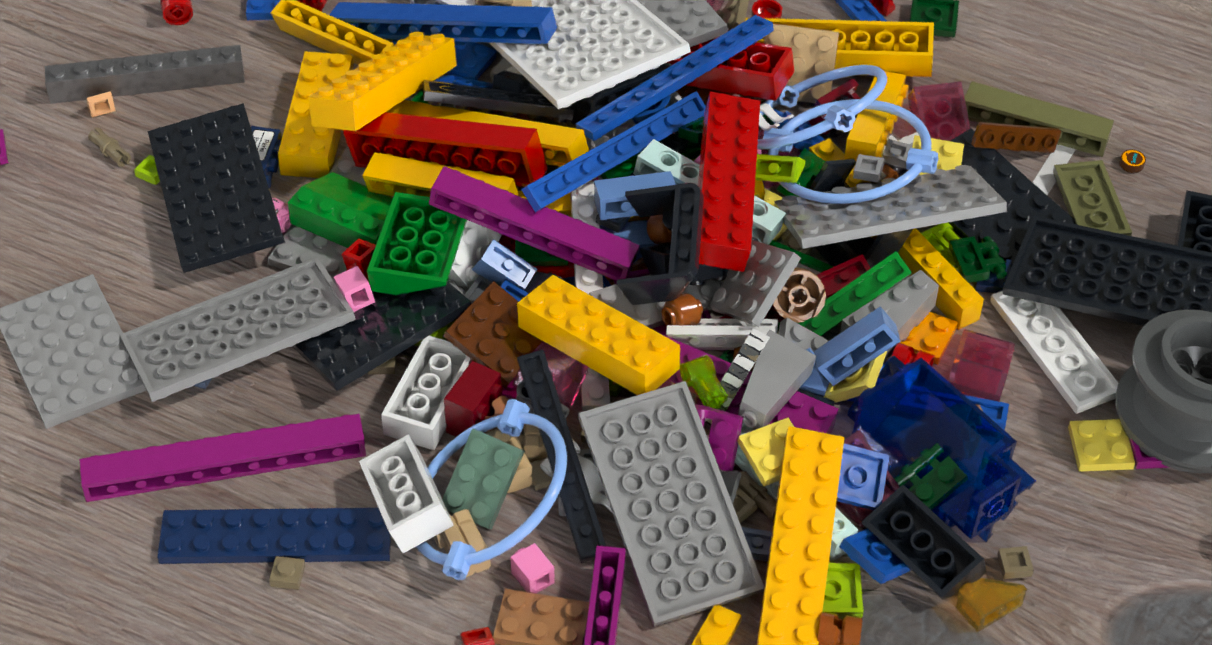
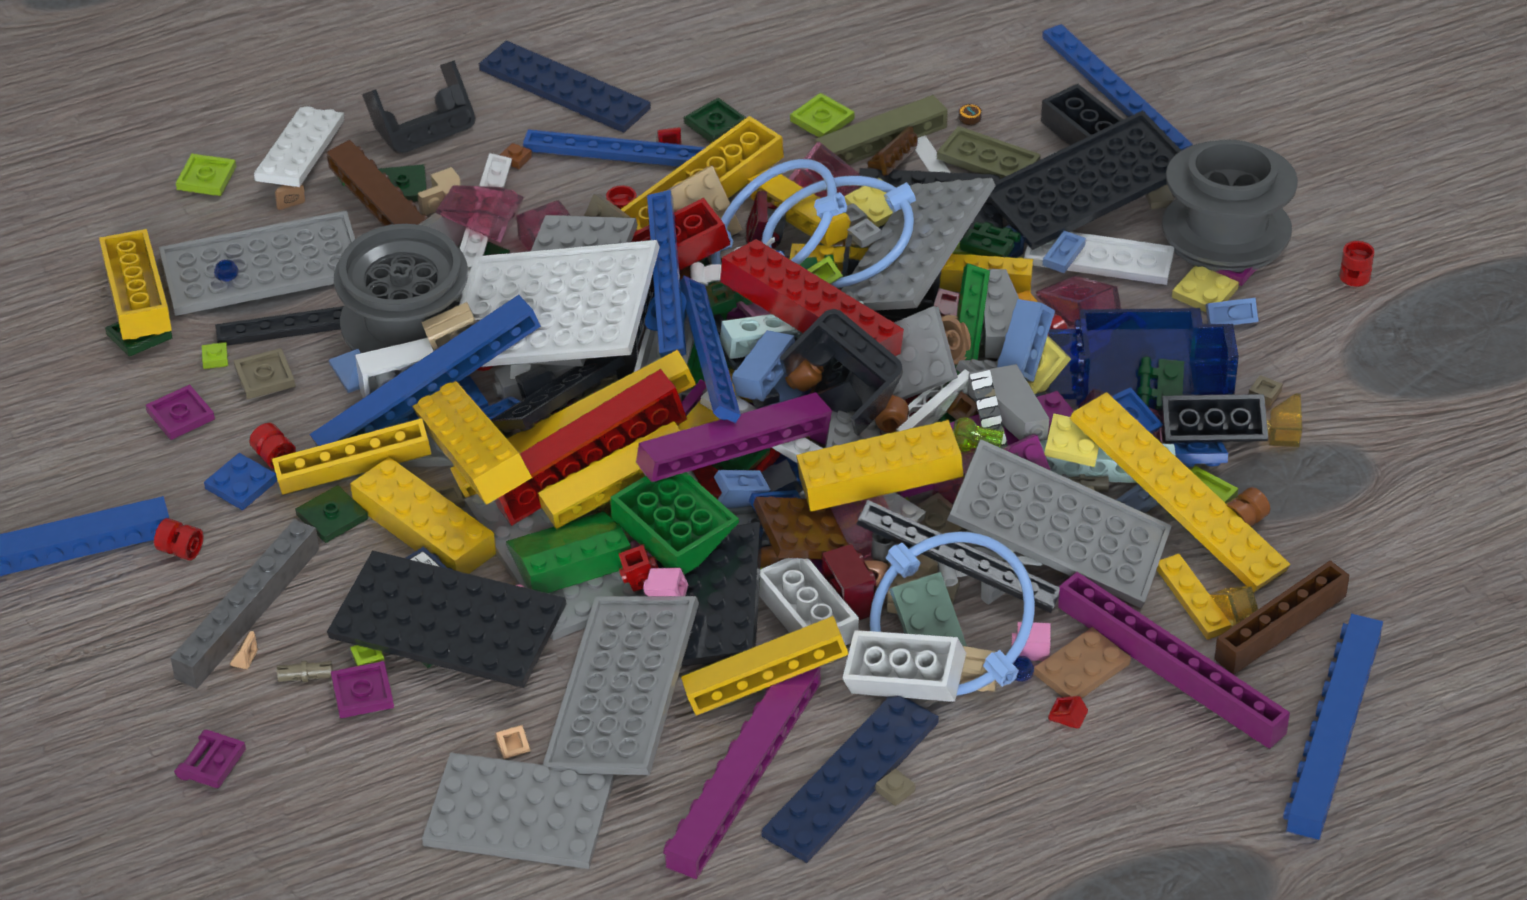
camera: 50 degrees left, 5 degrees down
(115, 187) = (362, 689): none -> magenta plate
(137, 304) = (512, 742): none -> light nougat slope
(279, 65) = (332, 513): none -> dark green plate
(326, 402) = (764, 665): none -> yellow brick
(496, 573) = (1025, 668): none -> clear blue plate
(1015, 72) = (822, 116): none -> lime plate
(1020, 315) = (1064, 251): none -> medium blue plate
(1087, 480) = (1232, 312): none -> medium blue plate

